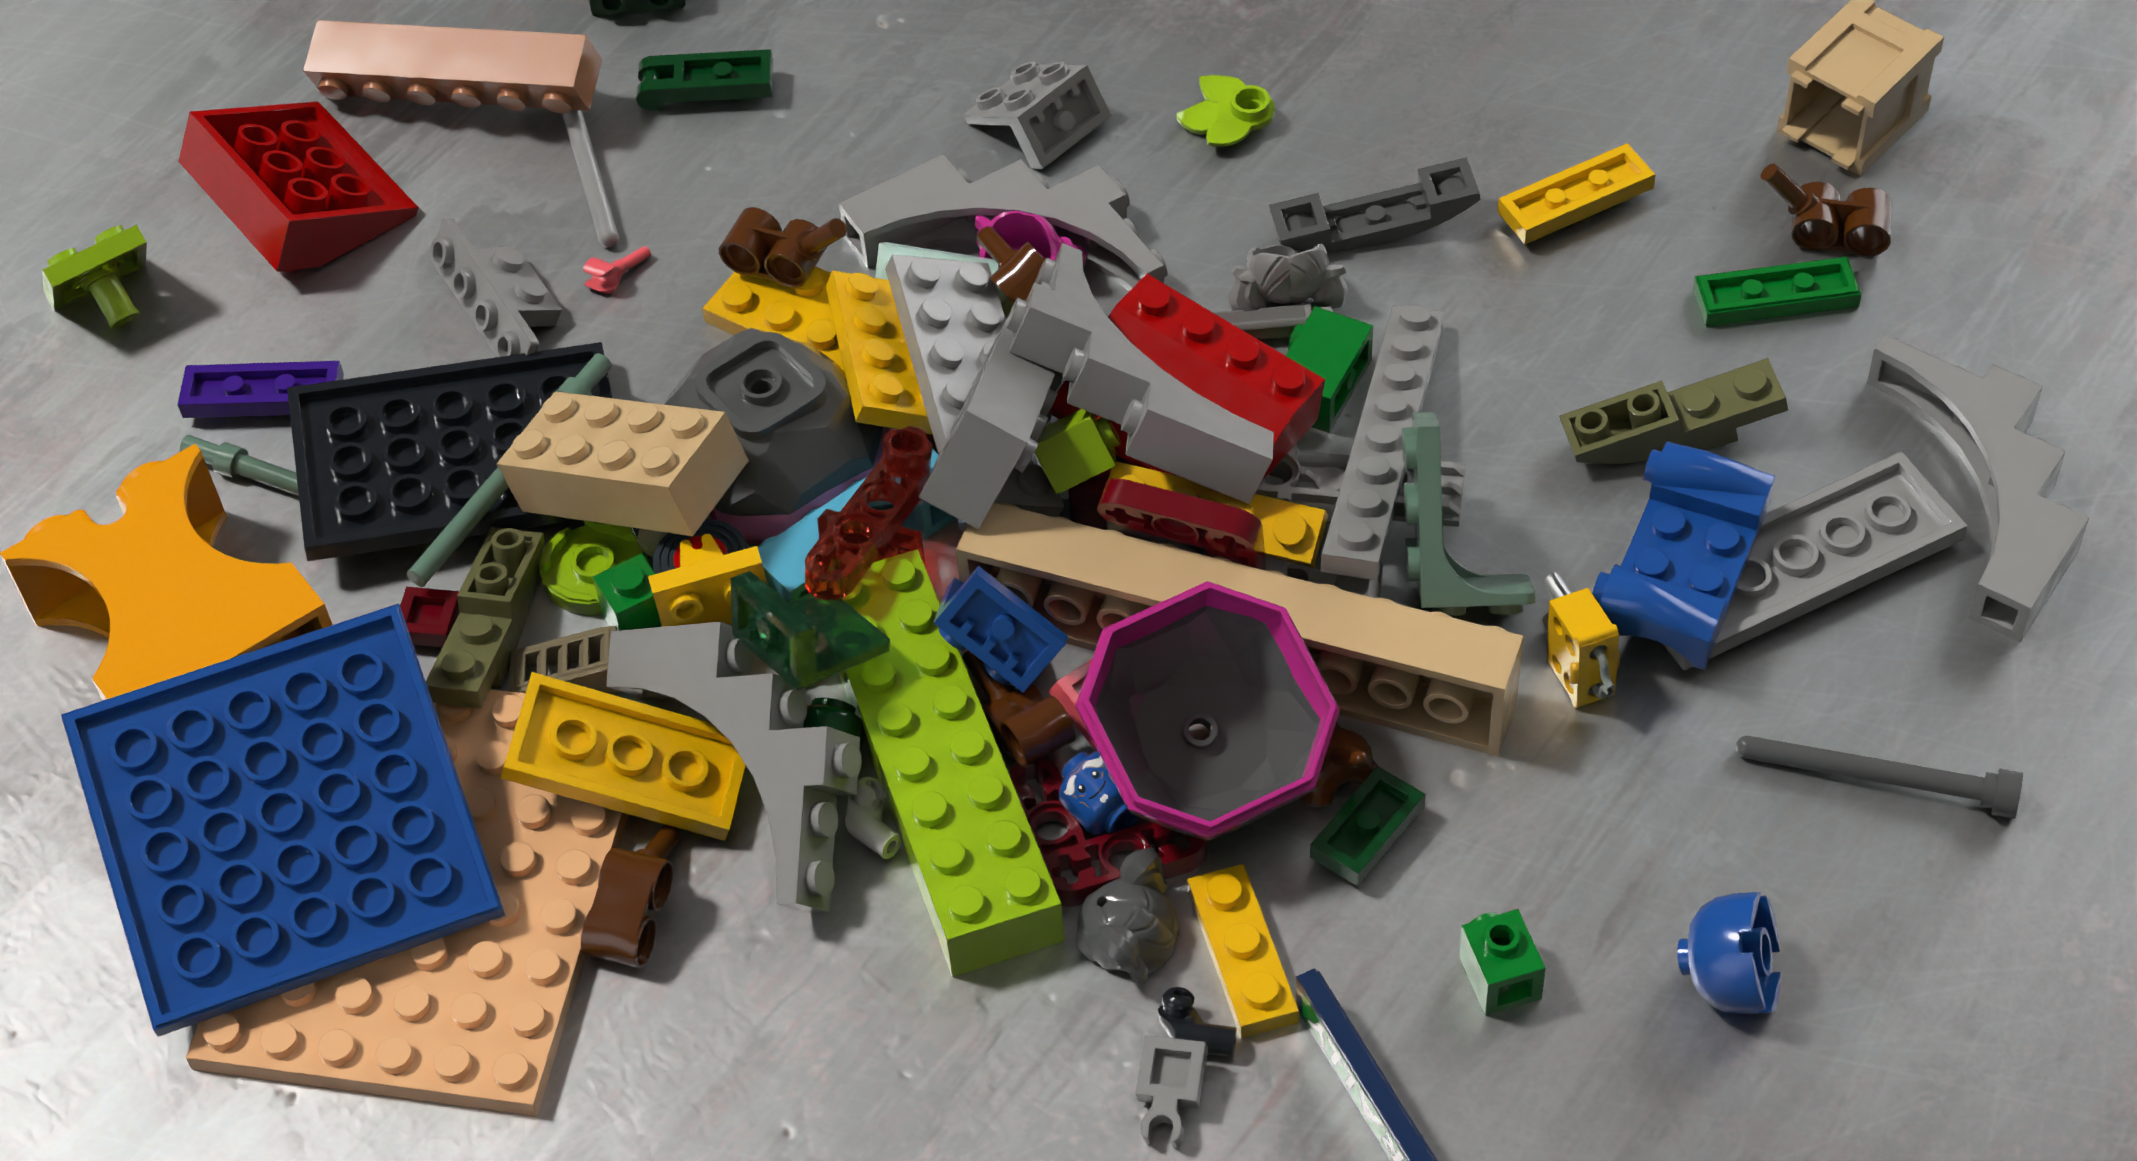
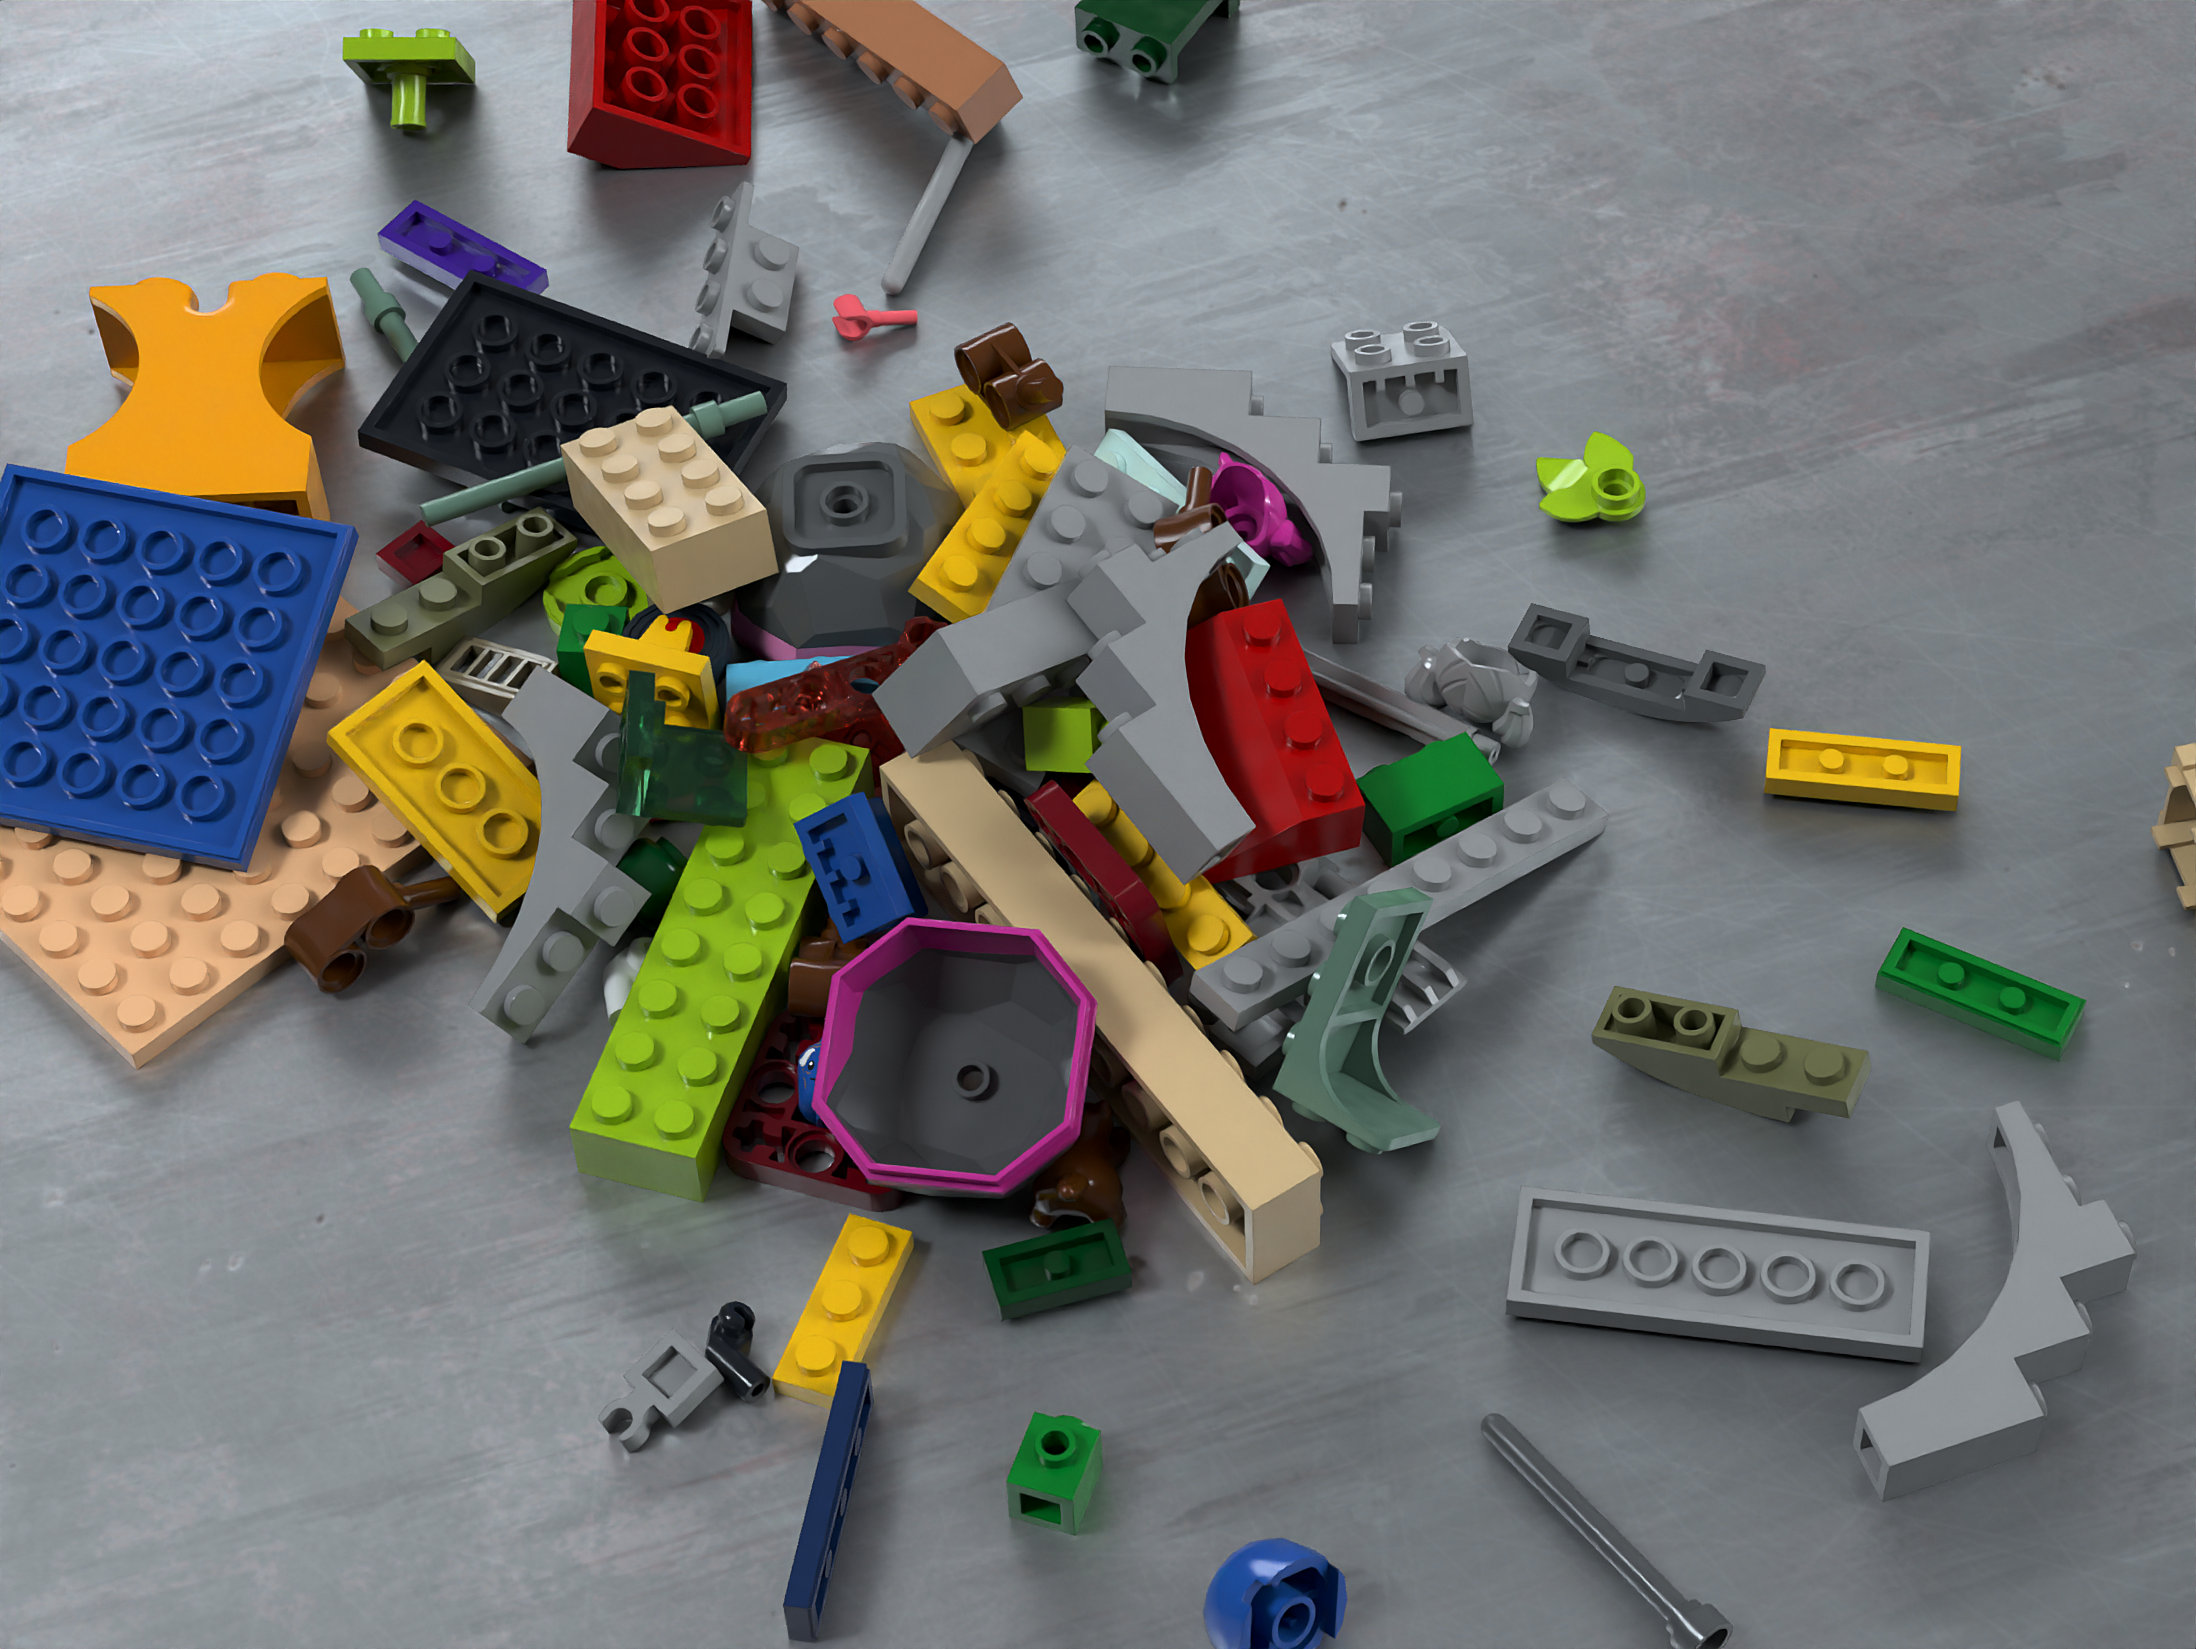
camera: 35 degrees right, 0 degrees up
(704, 77) = (1117, 169): dark green plate -> none
(1130, 919) = (764, 1219): dark grey hair -> none
(1580, 643) = (1406, 1220): yellow piece -> none
(1687, 550) = (1592, 1198): blue piece -> none
(1826, 223) = (2098, 948): reddish brown beam -> none

